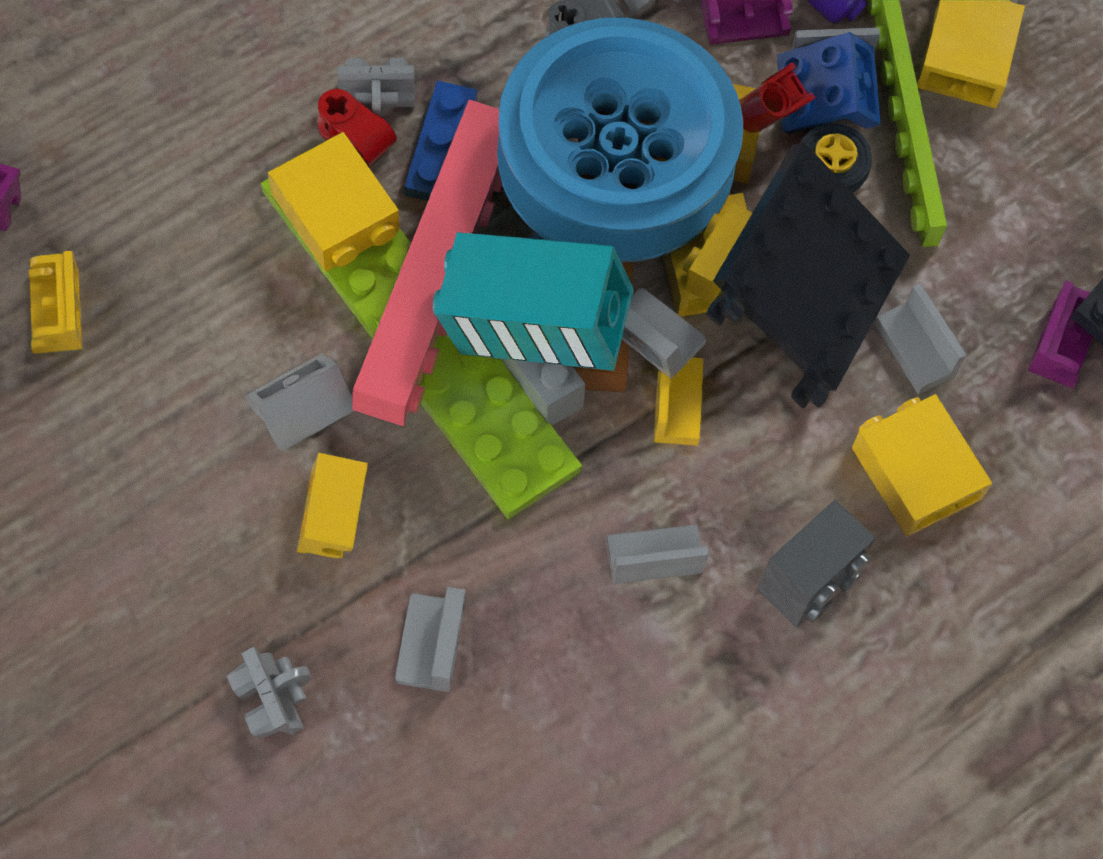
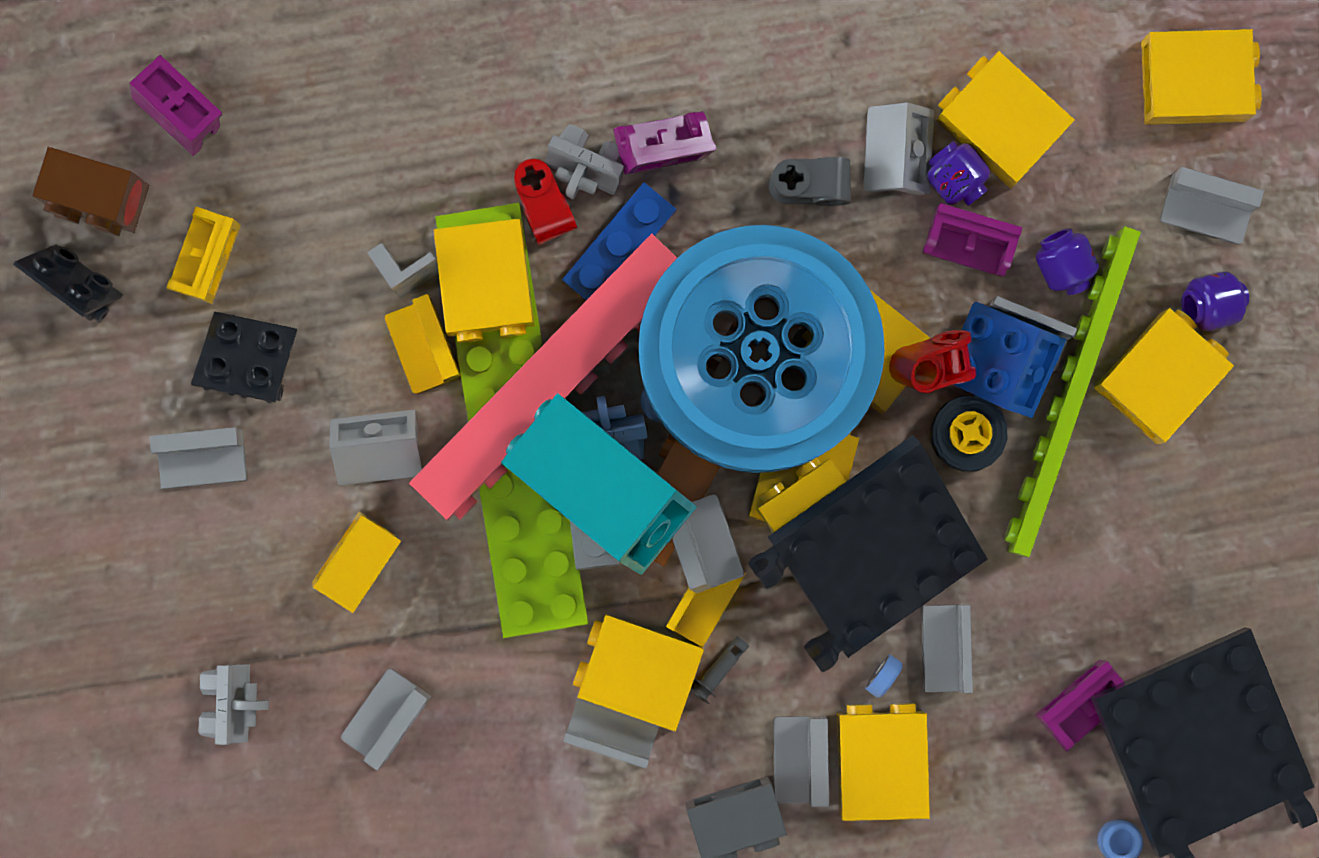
camera: 30 degrees right, 20 degrees up
(132, 480) = (200, 457): none -> light grey panel
(137, 375) = (244, 357): none -> black hinge
(253, 233) = (410, 278): none -> light grey panel
(304, 293) = (422, 345): none -> yellow panel
(440, 41) = (664, 142): none -> hinge
(652, 482) = (638, 671): none -> yellow brick
(720, 475) = (718, 670): none -> dark grey piece
(851, 485) = (801, 760): none -> light grey panel
(877, 388) = (884, 676): none -> medium blue tile

